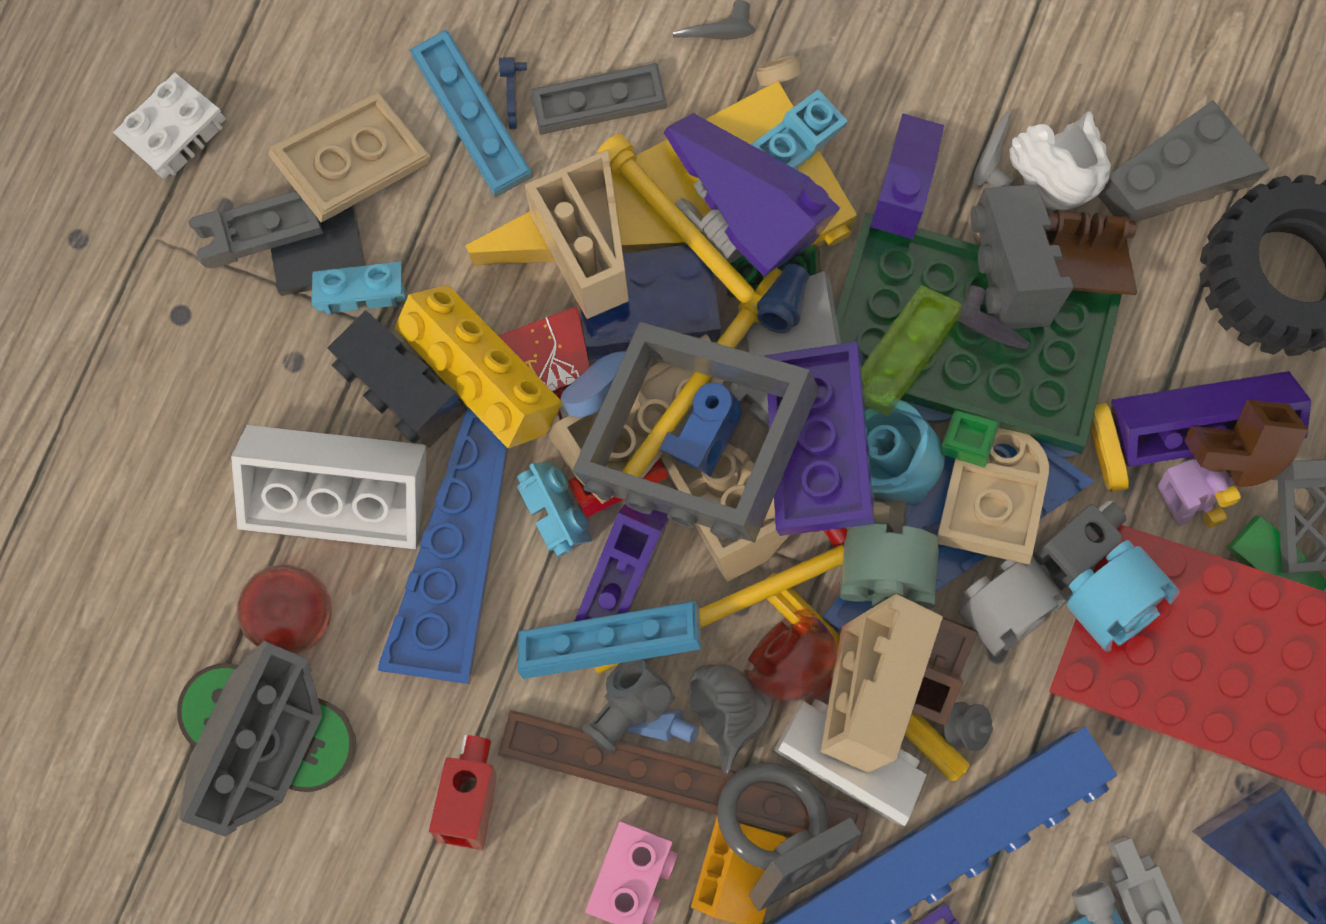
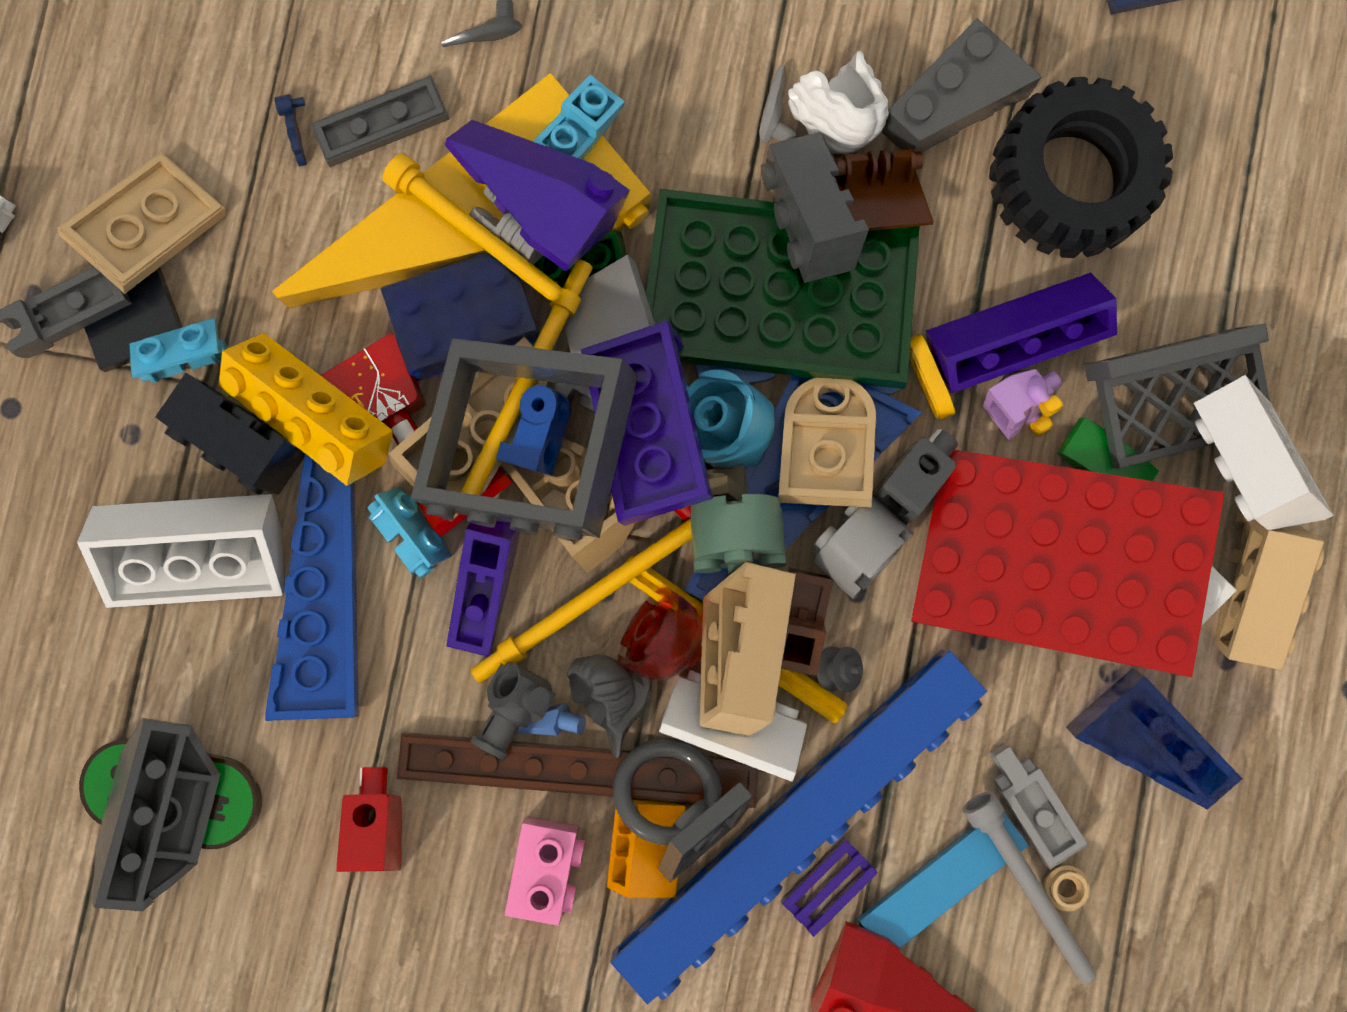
camera: 15 degrees left, 5 degrees up
(284, 608) = (165, 677): clear red cylinder -> none
(471, 113) = (257, 157): dark azure tile -> none
(581, 229) = (380, 254): tan wedge -> none
(590, 389) = (414, 417): medium blue tile -> none
(609, 640) = (482, 651): dark azure tile -> none
(778, 69) = (550, 62): tan tile -> none
(783, 301) = (591, 293): dark blue cone -> none
(907, 348) = (719, 317): clear neon green plate -> none
(908, 176) = (693, 145): dark purple slope -> none
(969, 438) = (795, 393): green tile -> none
(985, 323) = (788, 278): clear purple bar -> none
(1120, 595) = (962, 522): medium azure brick -> none
(1256, 449) = (1071, 354): reddish brown brick -> none

